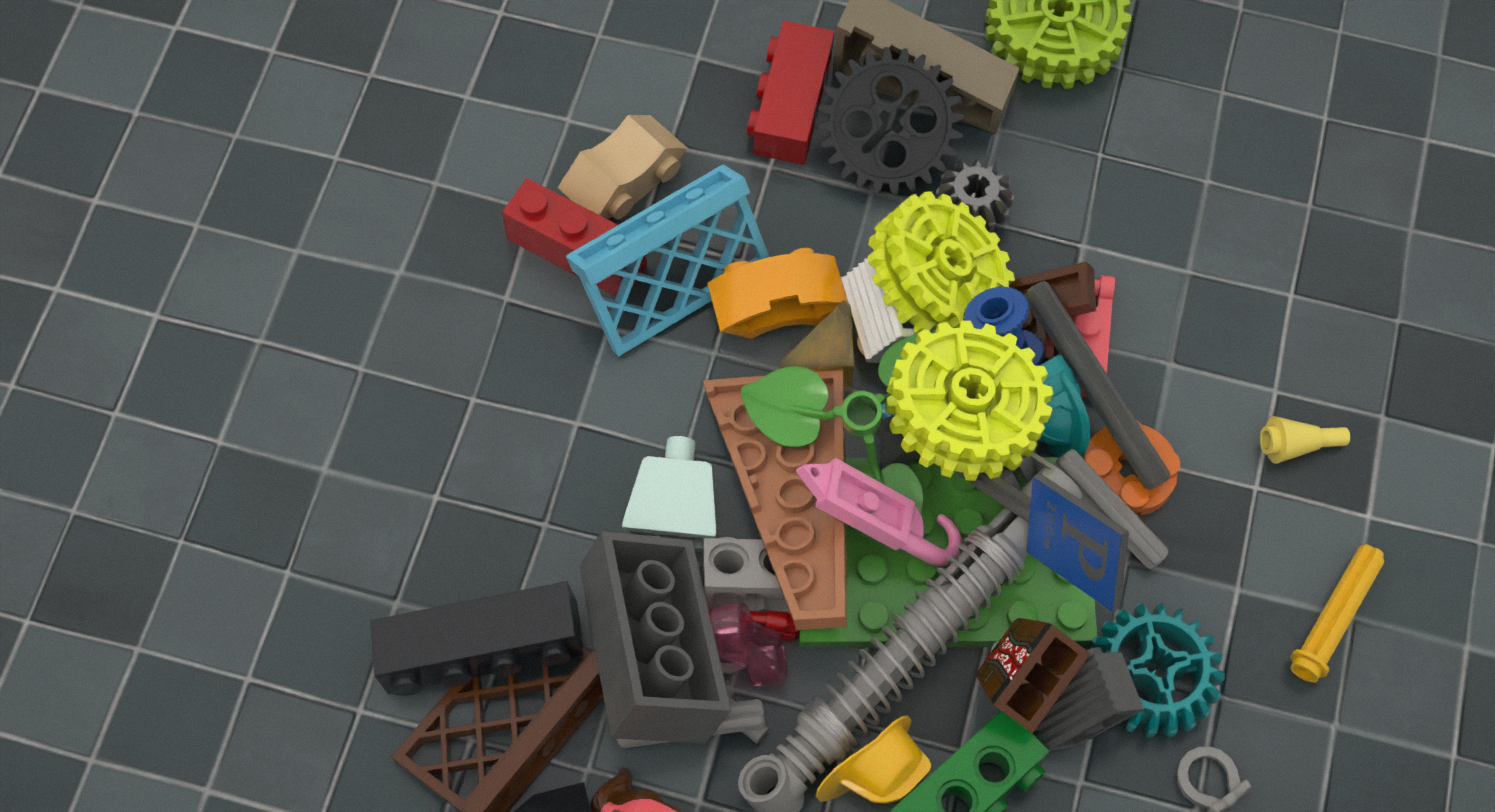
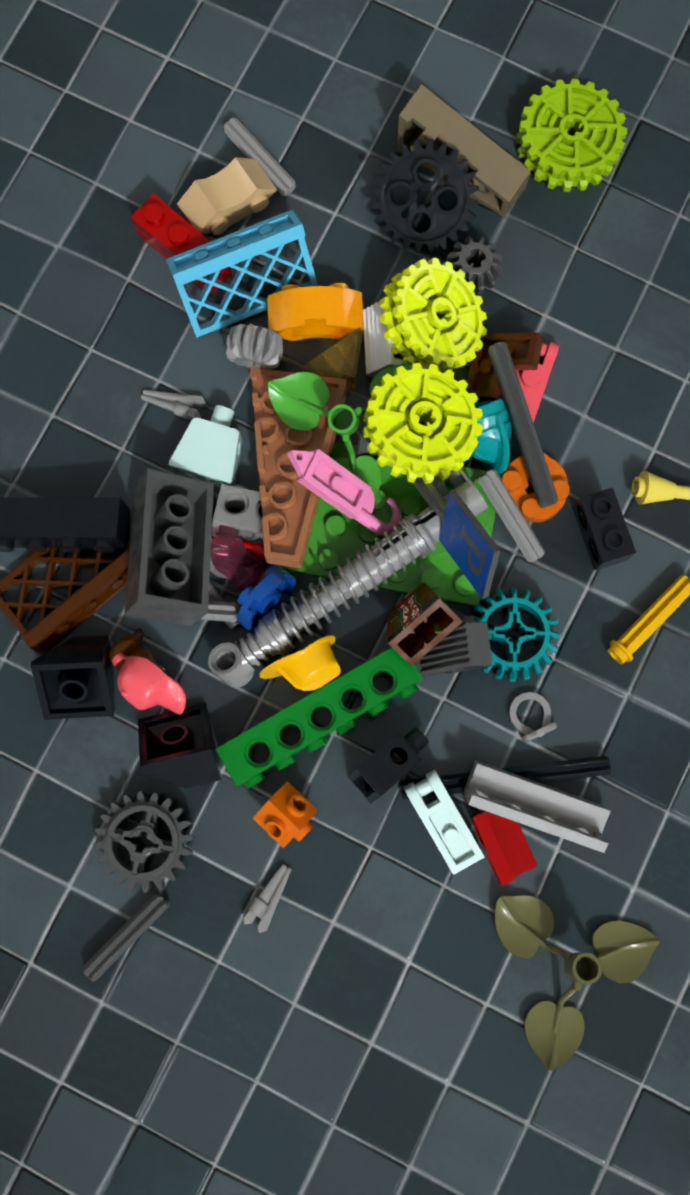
camera: 15 degrees right, 15 degrees up
(616, 448) = (179, 404): none -> light grey piece
(642, 103) = (254, 150): none -> light grey axle
(705, 350) = (254, 346): none -> light grey gear
(791, 92) = (359, 159): red brick -> none
(798, 683) = (265, 596): none -> blue plate
(1007, 312) = (466, 360): blue hose -> none
(1240, 503) = (603, 529): none -> black brick

